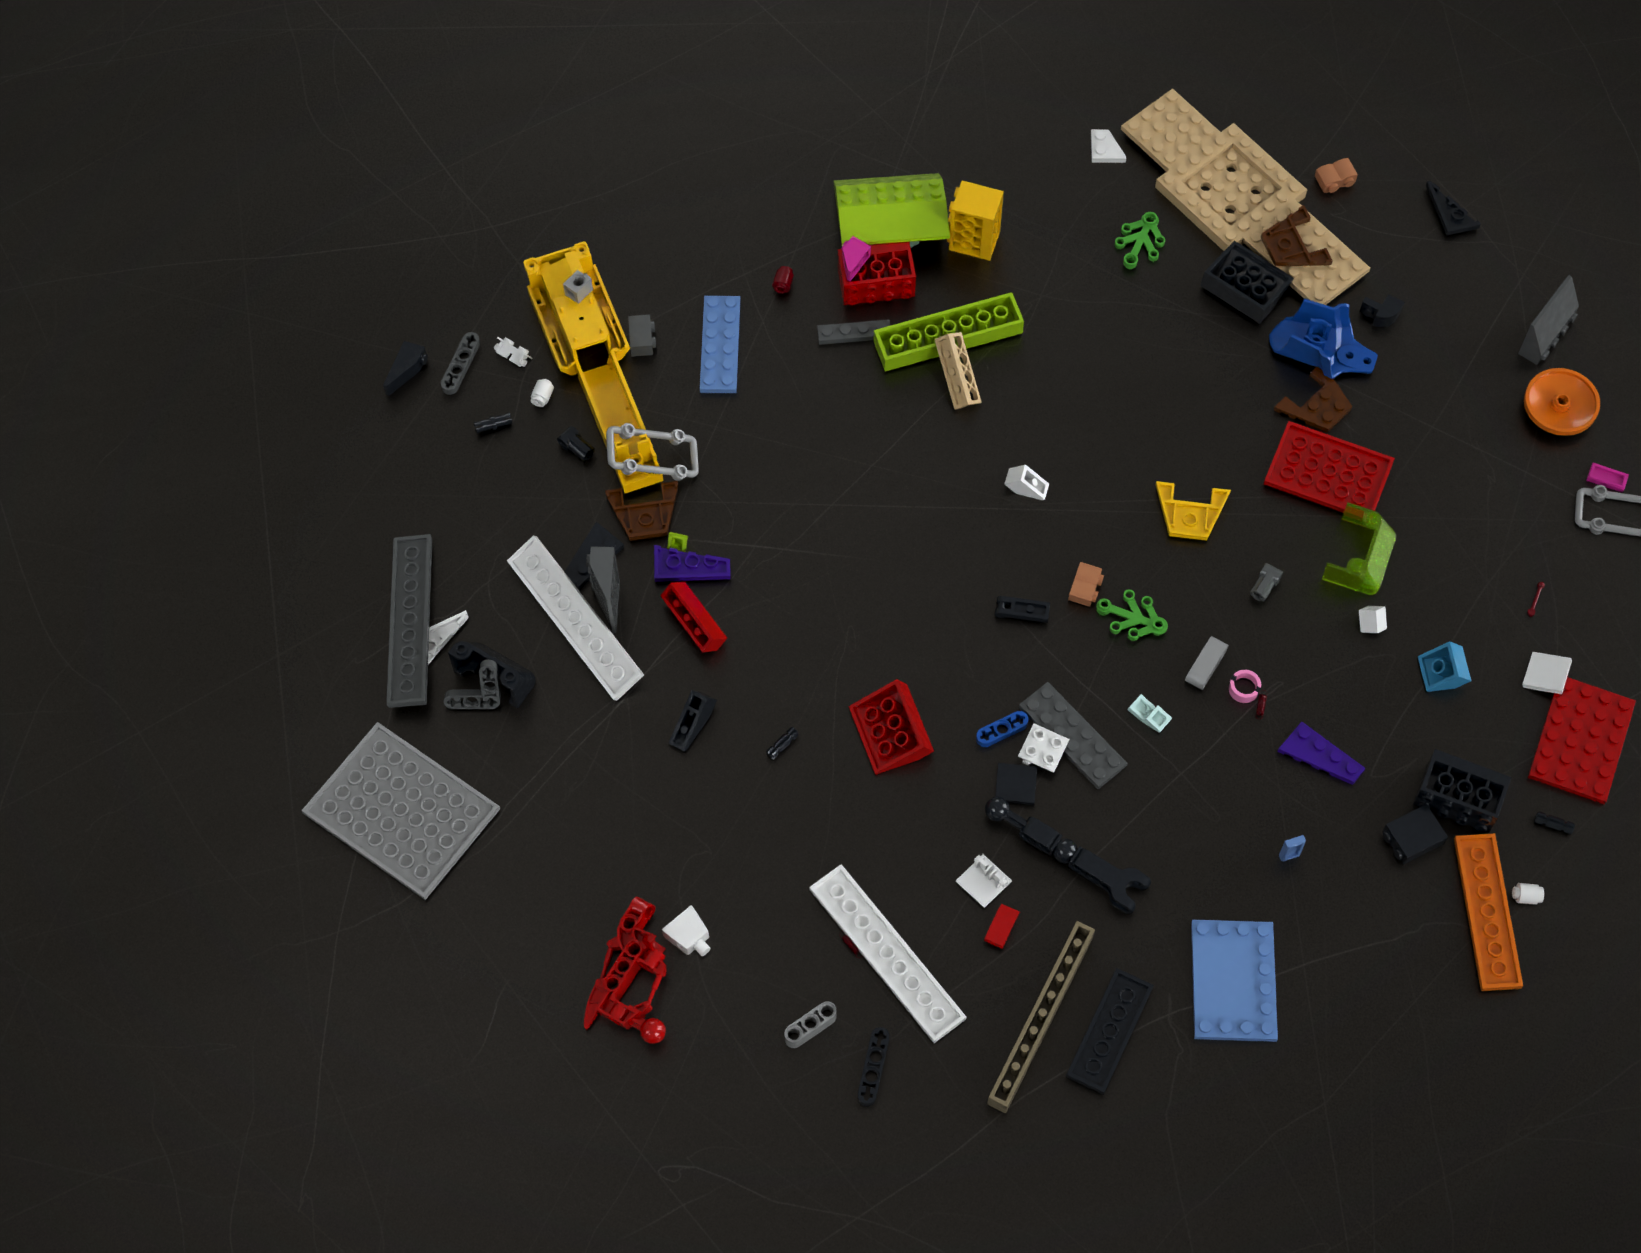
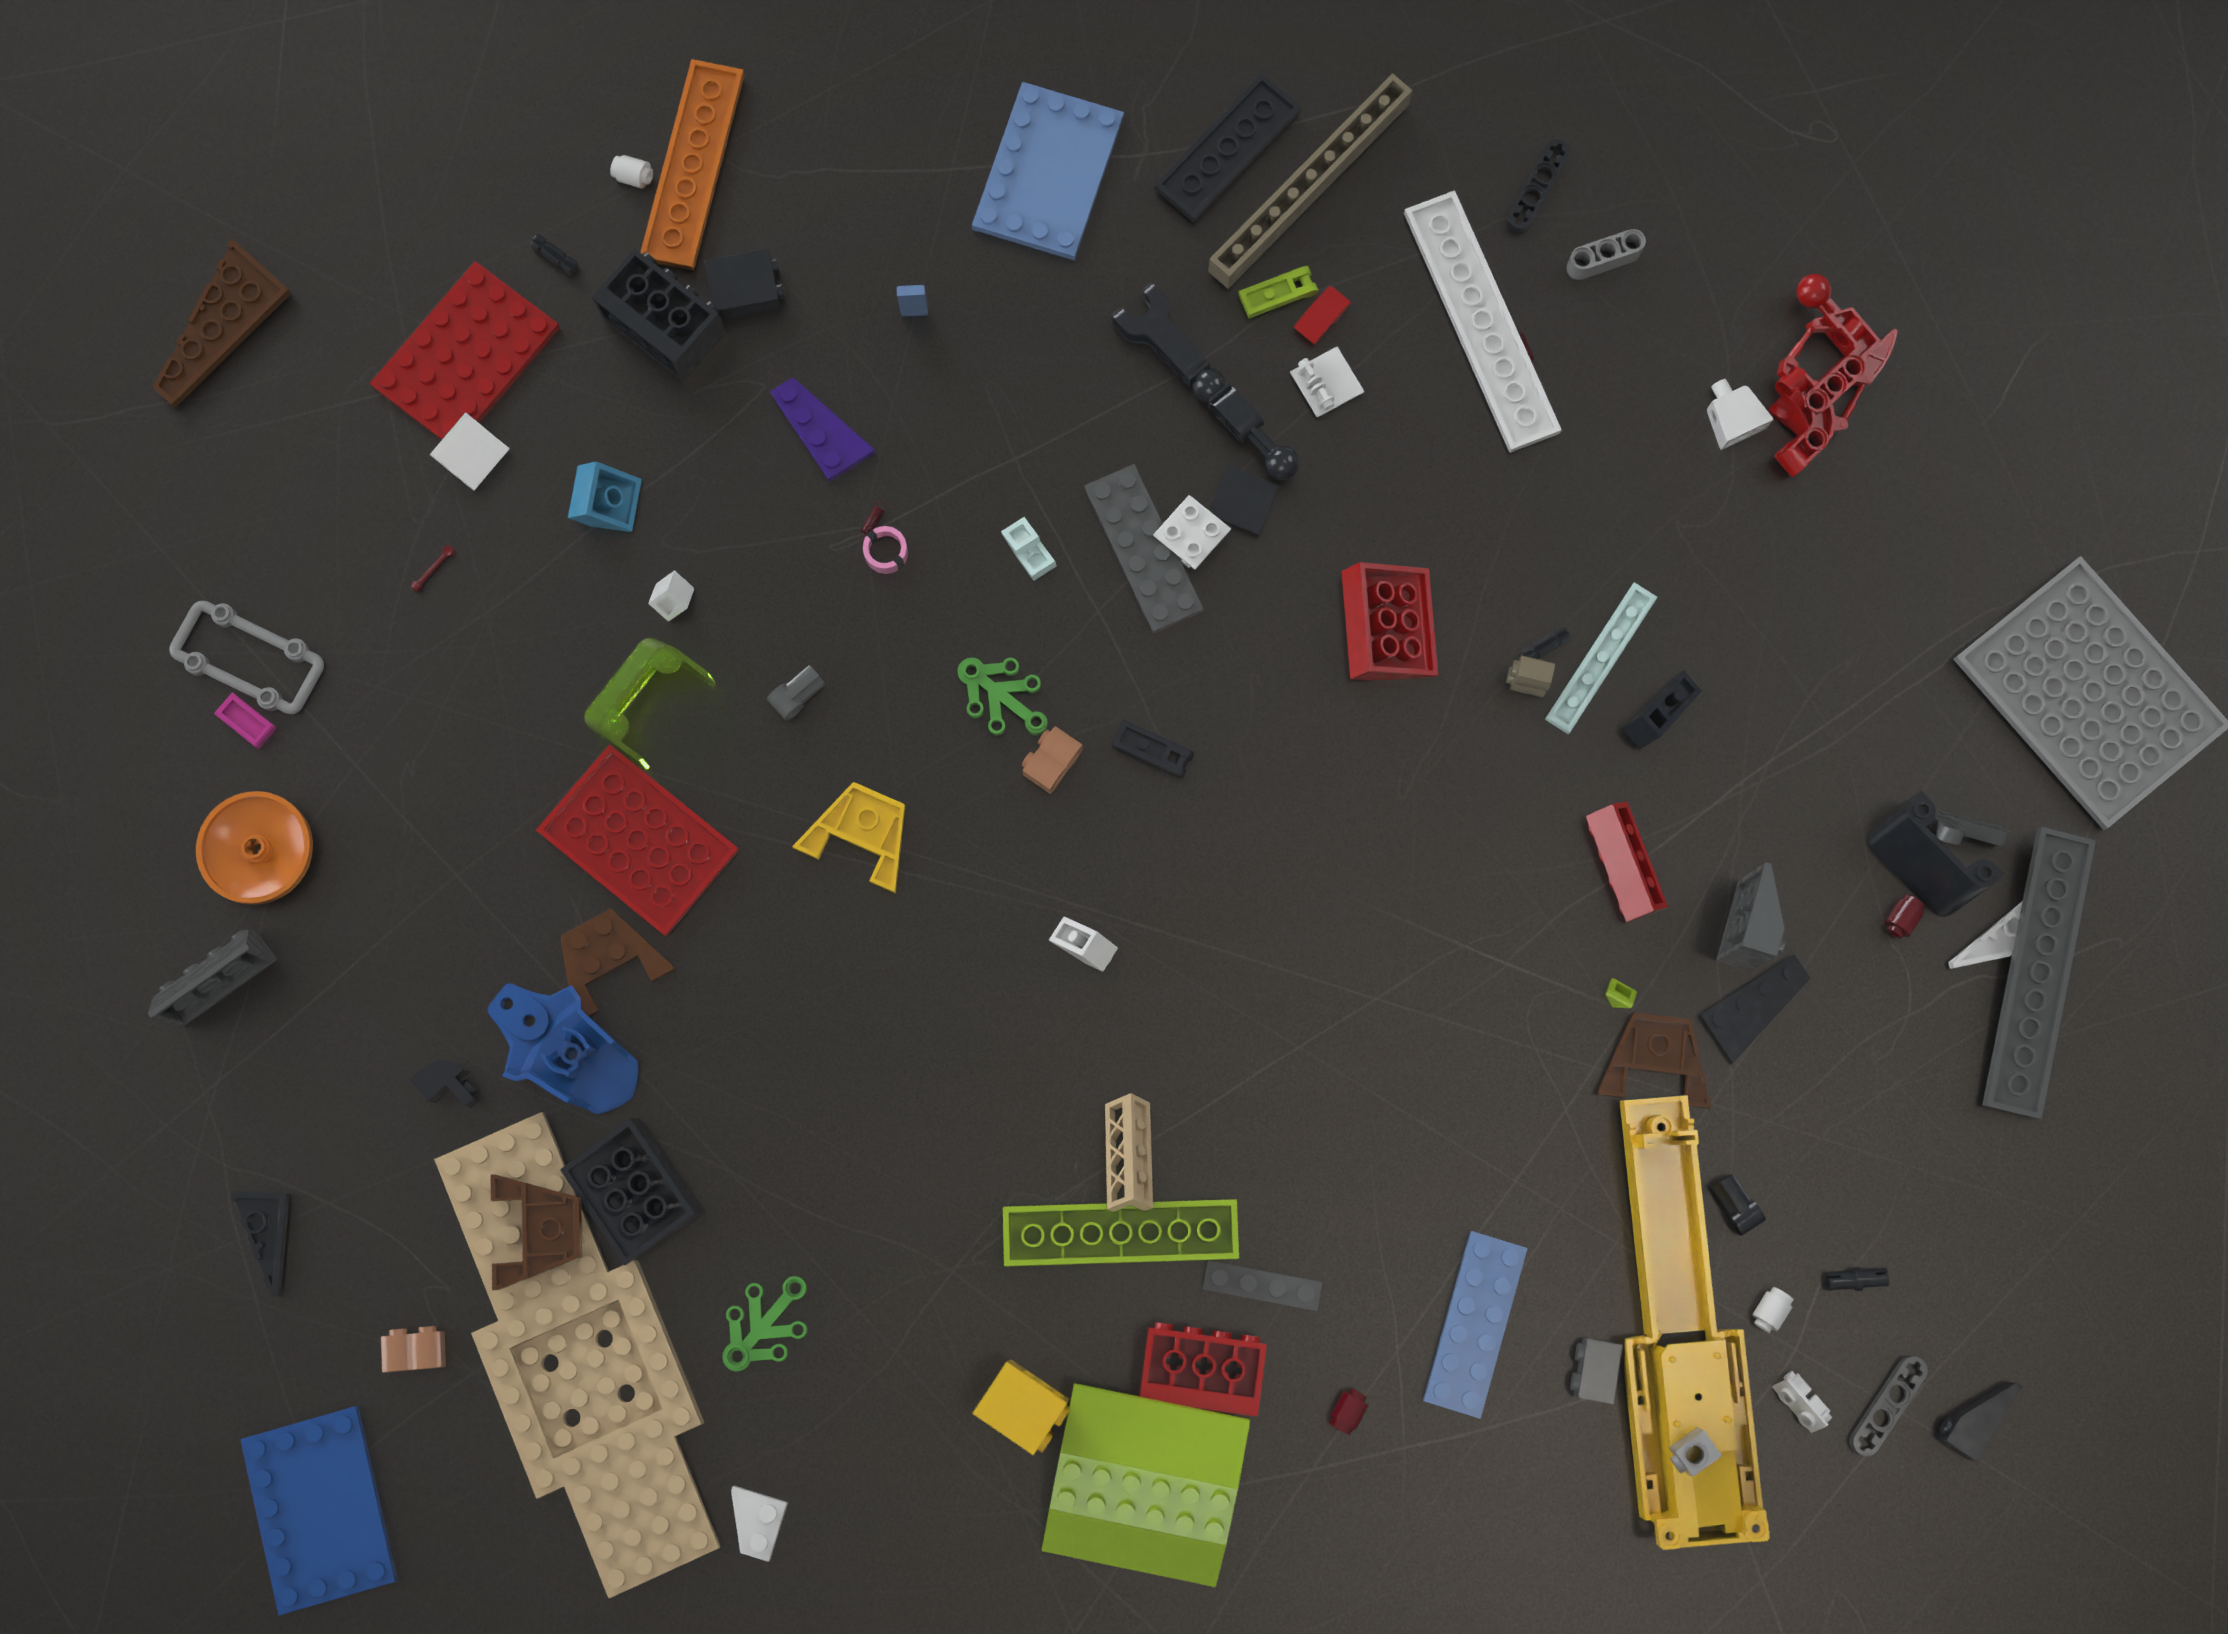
camera: 165 degrees left, 15 degrees up
(503, 633) = (1904, 917): none -> dark red brick
(575, 618) = (1807, 926): white plate -> none
(630, 466) = (1671, 1161): light grey bar -> none
(684, 566) = (1619, 953): dark purple wing -> none
(741, 746) = (1601, 658): none -> light aqua tile
(787, 711) = (1530, 676): none -> dark tan brick
(854, 256) = (1239, 1385): dark pink slope -> none
(987, 730) = (1215, 580): blue beam -> none
(1038, 933) = (1277, 292): none -> lime plate
(1206, 662) = (924, 596): light grey beam -> none
(1352, 94) = (318, 1510): none -> blue plate

